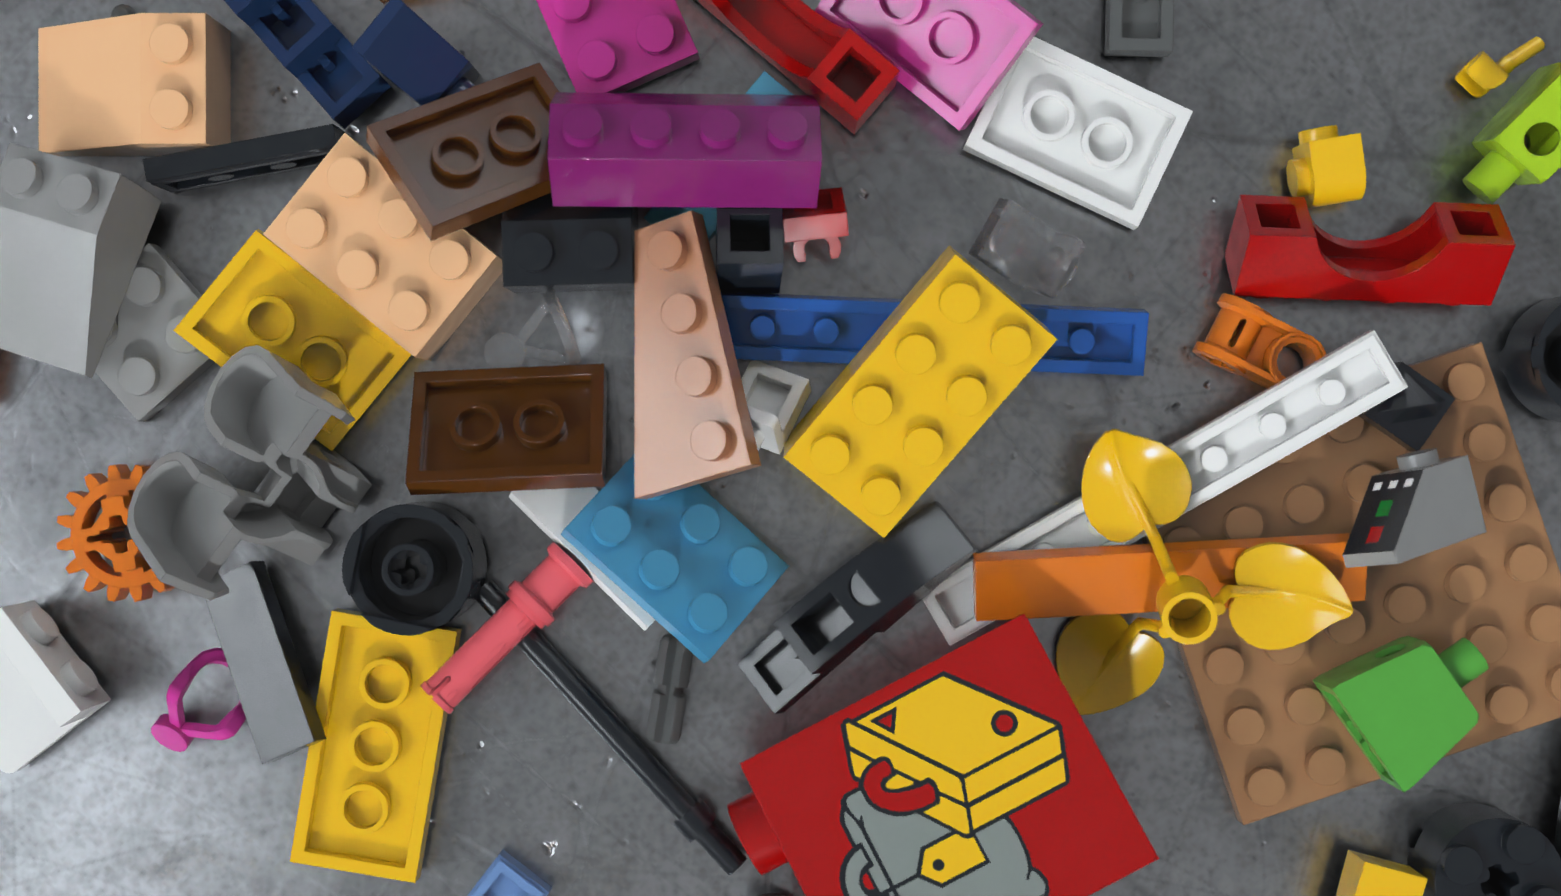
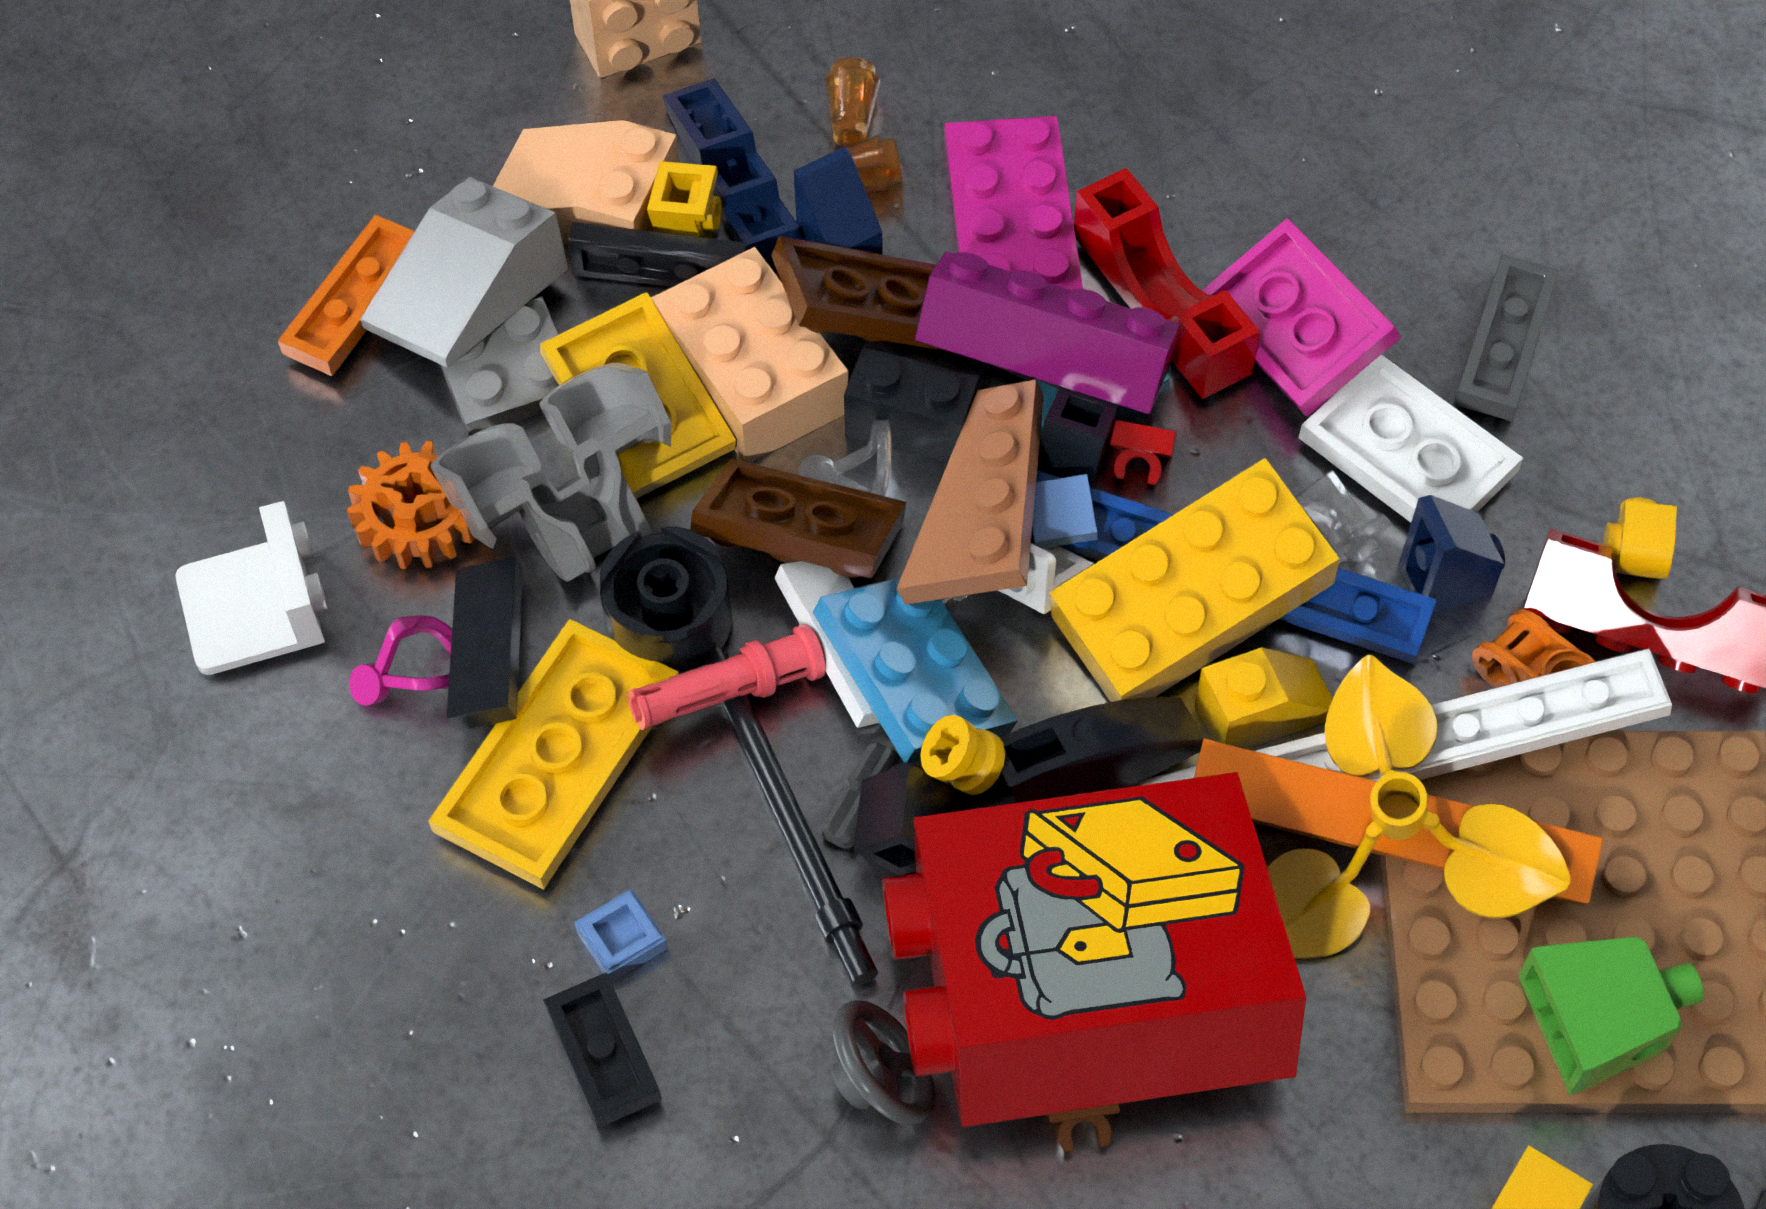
camera: 20 degrees right, 30 degrees down
(259, 91) = (684, 200): none -> yellow brick
(721, 715) = (887, 814): none -> black brick
(756, 650) = (962, 755): none -> yellow wheel
(763, 339) = (1063, 512): none -> medium blue tile
(1014, 466) = (1261, 697): none -> yellow slope
(1153, 258) = (1450, 554): none -> dark blue slope
(1413, 412) = (1672, 749): black tile -> none
(1415, 510) = (1660, 824): light grey slope -> none

